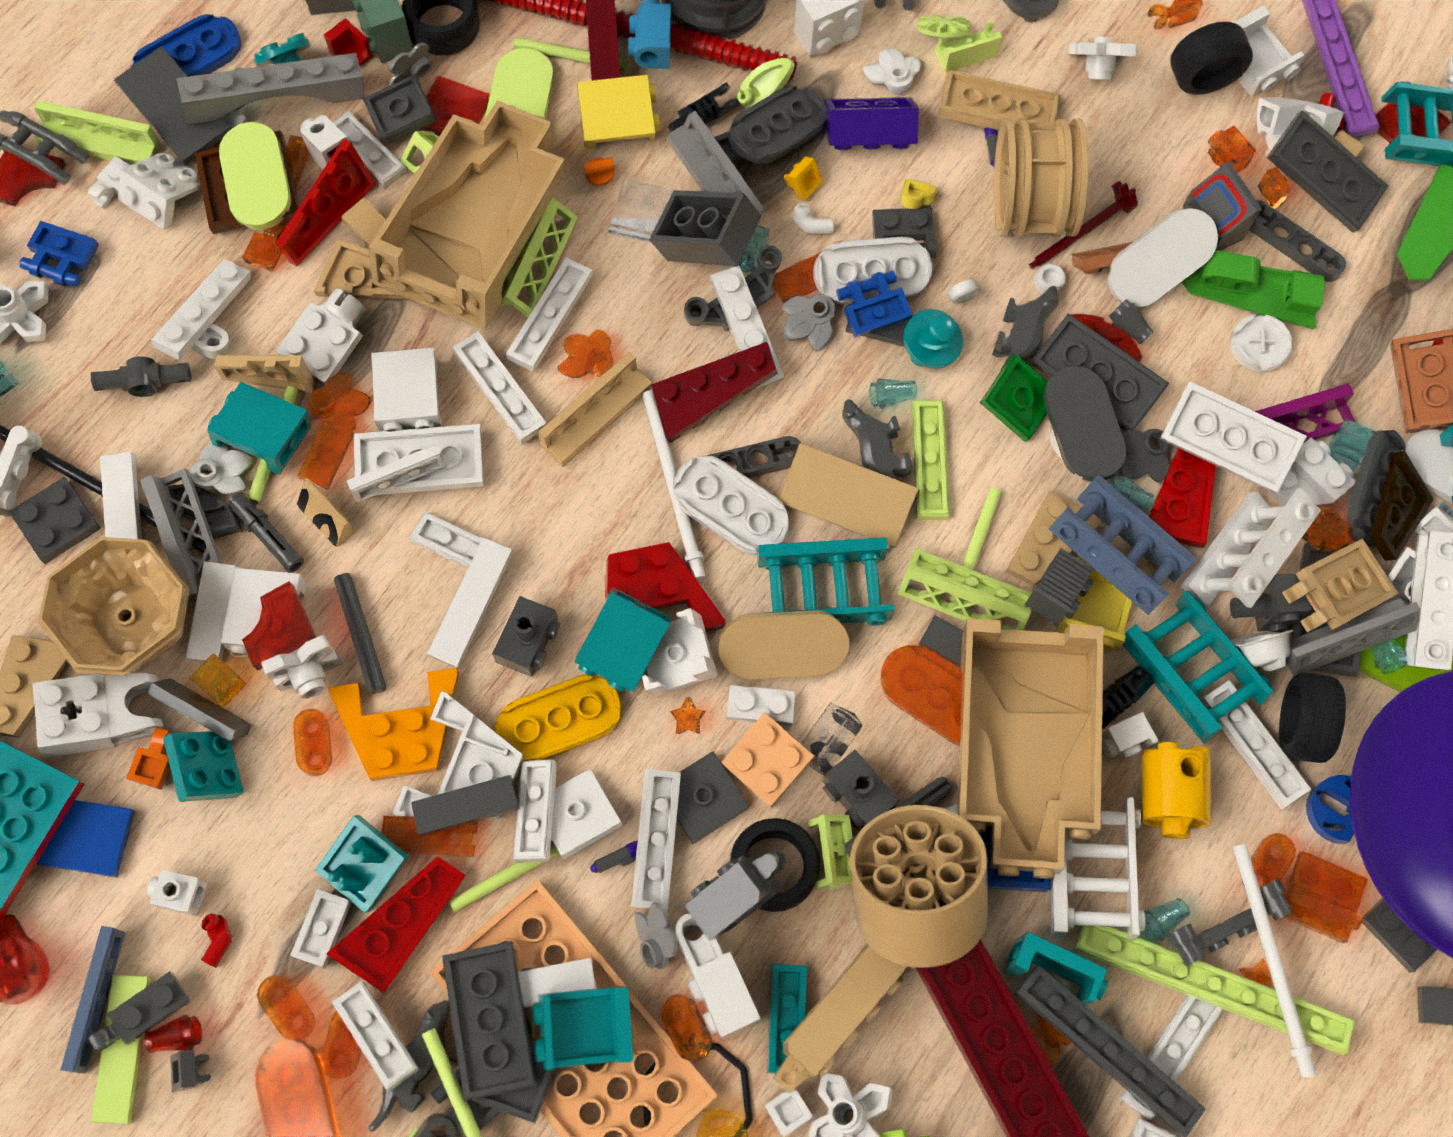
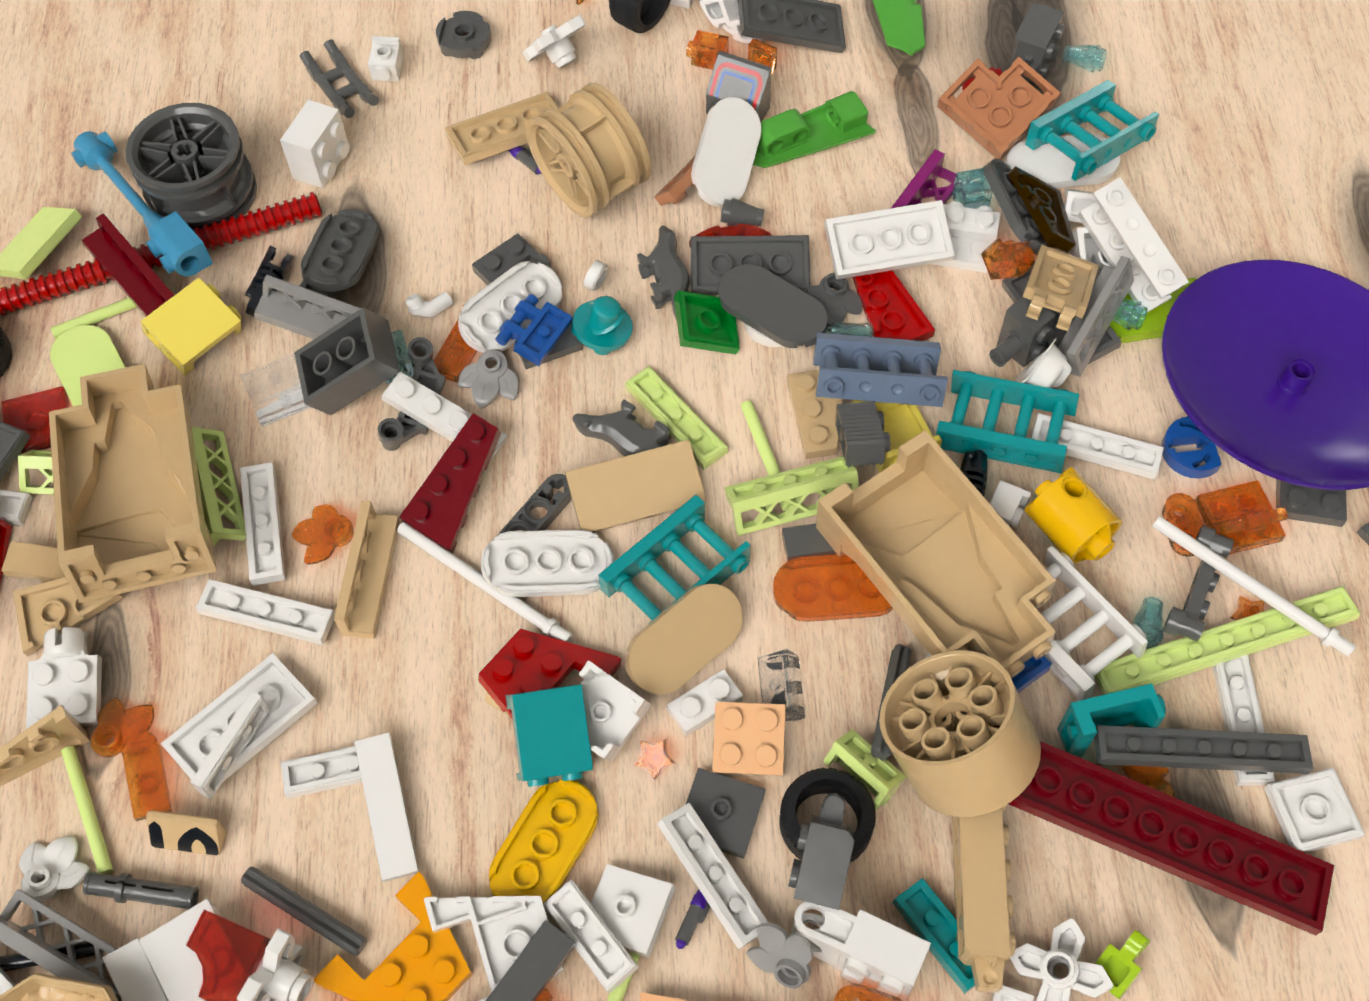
camera: 35 degrees left, 10 degrees down
(218, 515) = (80, 908): dark grey tile -> none
(260, 426) = (62, 800): teal panel -> none
(405, 389) = (180, 672): white panel -> none
(526, 636) = (460, 798): dark grey brick -> none
(599, 171) = (214, 382): orange plate -> none
(765, 81) = (302, 225): yellowish green arm -> none
(804, 178) = (395, 276): yellow tile -> none
(858, 790) = (842, 705): dark grey brick -> none
(872, 122) = (417, 201): dark purple slope -> none
(891, 392) = (601, 388): clear light blue cone -> none
(893, 70) = (401, 155): white plate -> none
(917, 194) = (497, 230): light yellow tile -> none
(944, 27) = (415, 97): yellowish green wheel -> none
(968, 49) = (448, 103): yellowish green hinge -> none
(1048, 276) = (650, 223): white tile -> none
(1125, 200) = (662, 133): dark red piece -> none
(1237, 538) = (952, 308): white fence -> none
(1261, 343) = (846, 167): white tile -> none
(1298, 236) = (808, 89): dark grey beam -> none
(1312, 717) = (1121, 392): black tyre -> none

